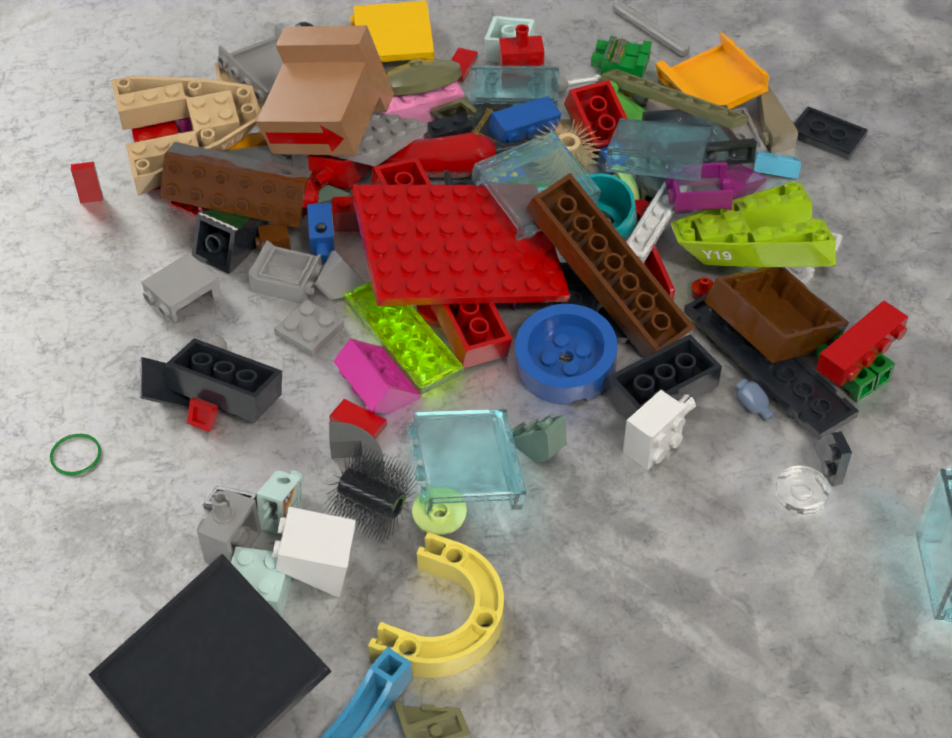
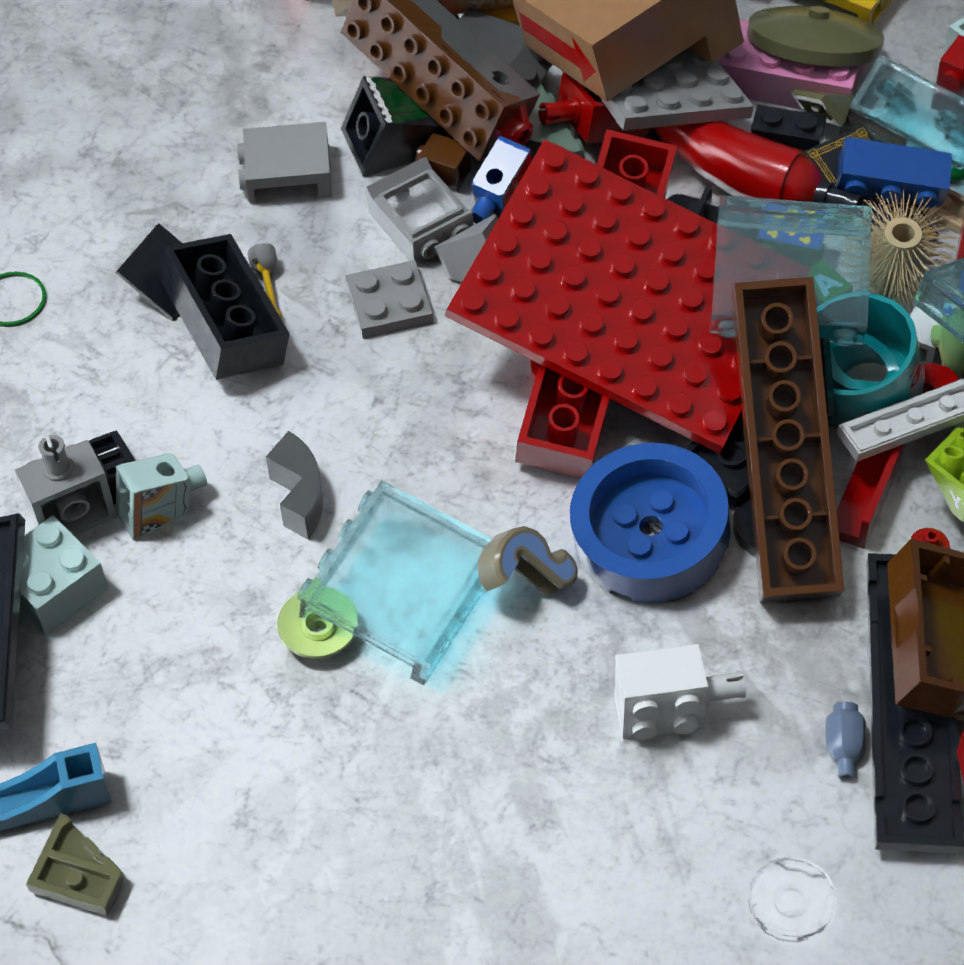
camera: 40 degrees right, 5 degrees up
(202, 414) = (172, 334): red tile -> none
(314, 548) = (126, 575): white slope -> none
(358, 416) = (337, 451): red tile -> none
(371, 492) = (245, 548): black piece -> none
(375, 377) = (402, 409): dark pink slope -> none
(406, 340) = (481, 402): clear neon green plate -> none
(466, 59) = (910, 43): red tile -> none
(469, 643) = (206, 802): light yellow piece -> none
(522, 407) = (530, 556): none -> dark tan animal
(541, 438) = (514, 611): sand green slope -> none
(675, 369) = (762, 633): black brick -> none
(834, 457) = (860, 885): black wing -> none

